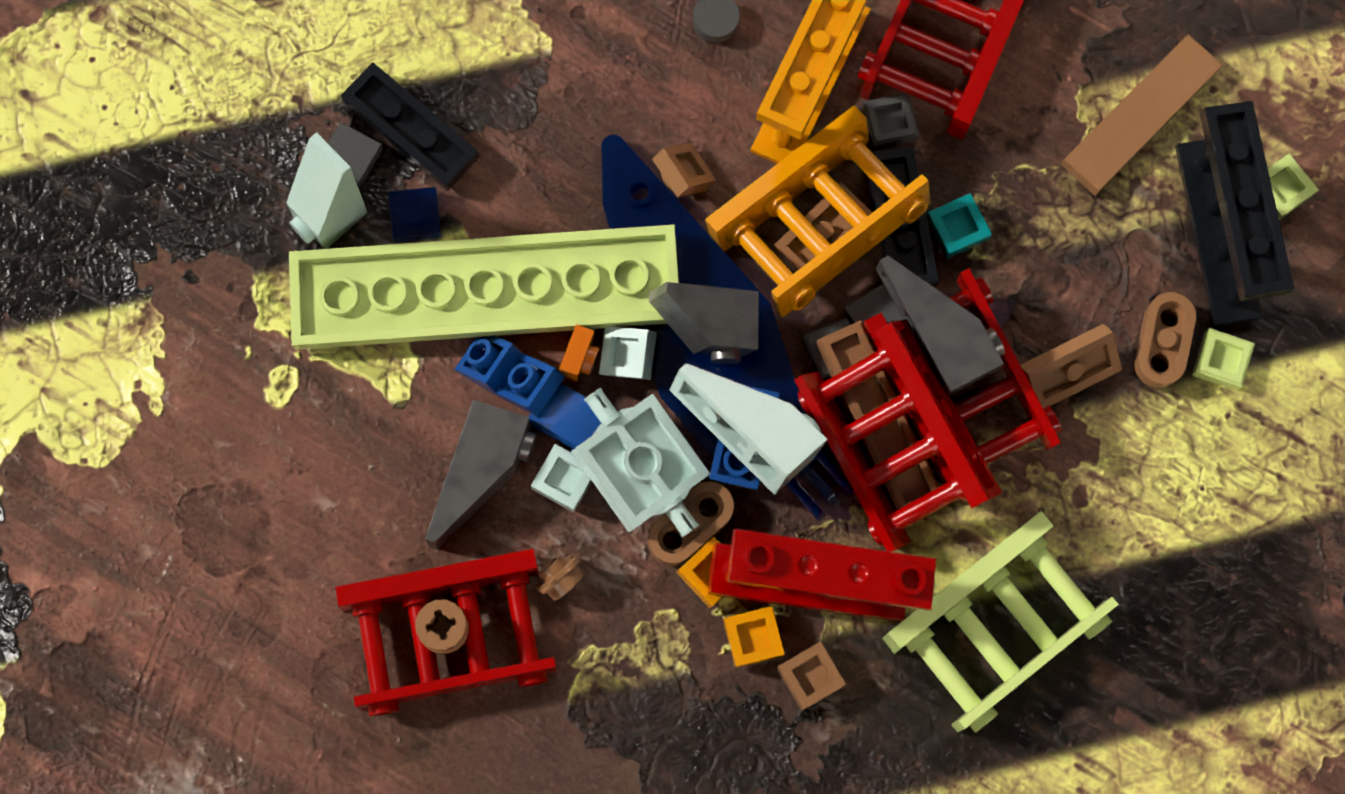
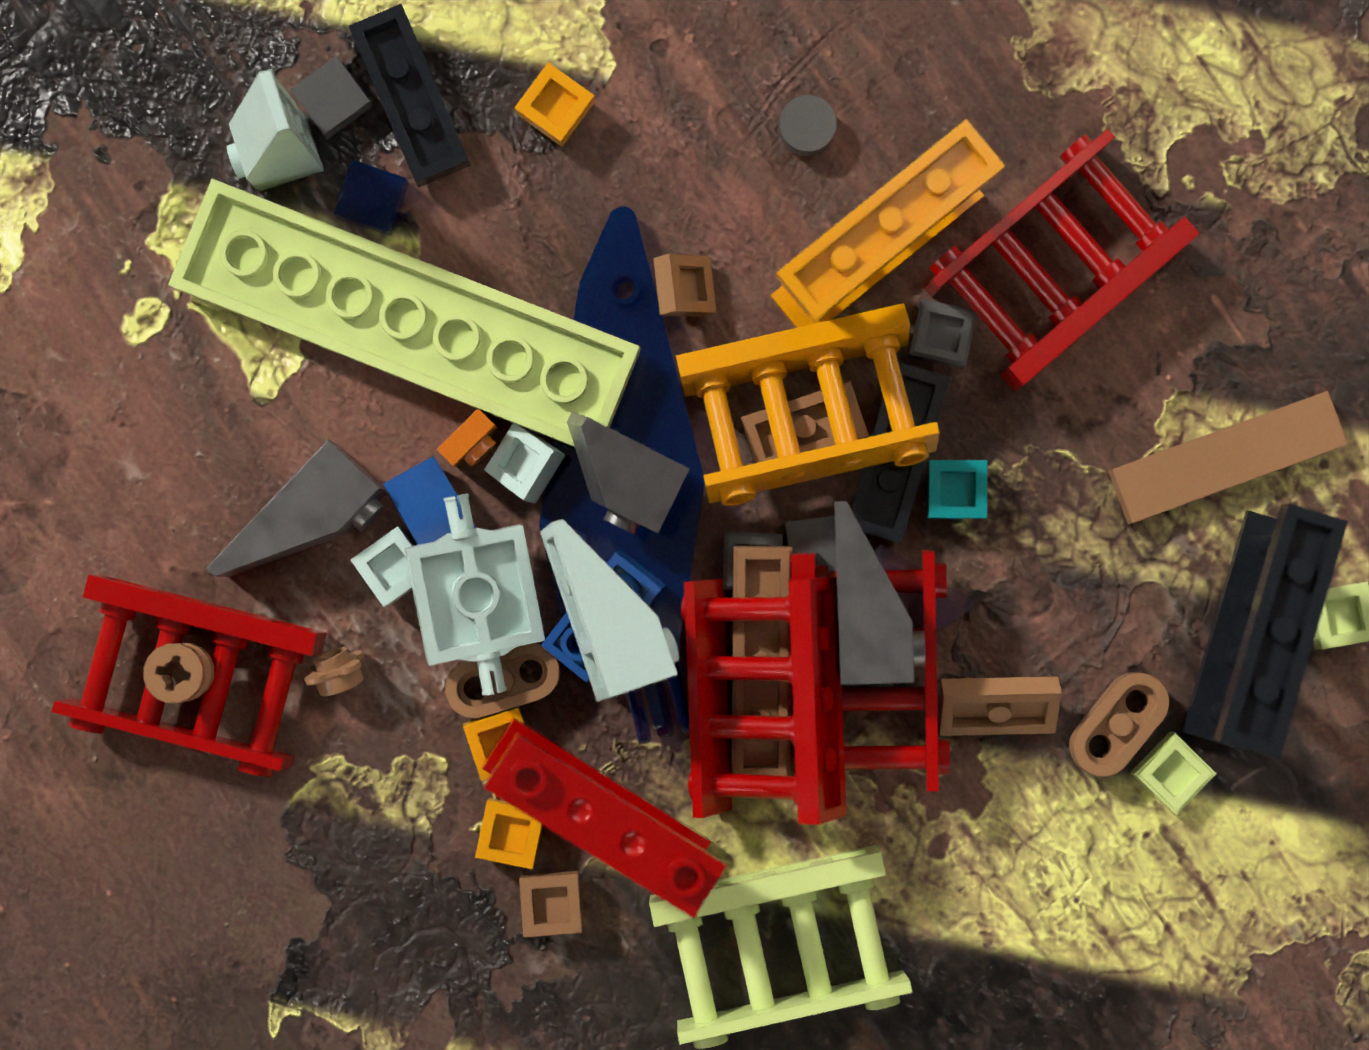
camera: 30 degrees right, 10 degrees up
(510, 373) = (388, 425): blue slope -> none
(522, 84) = (555, 104): none -> light orange plate

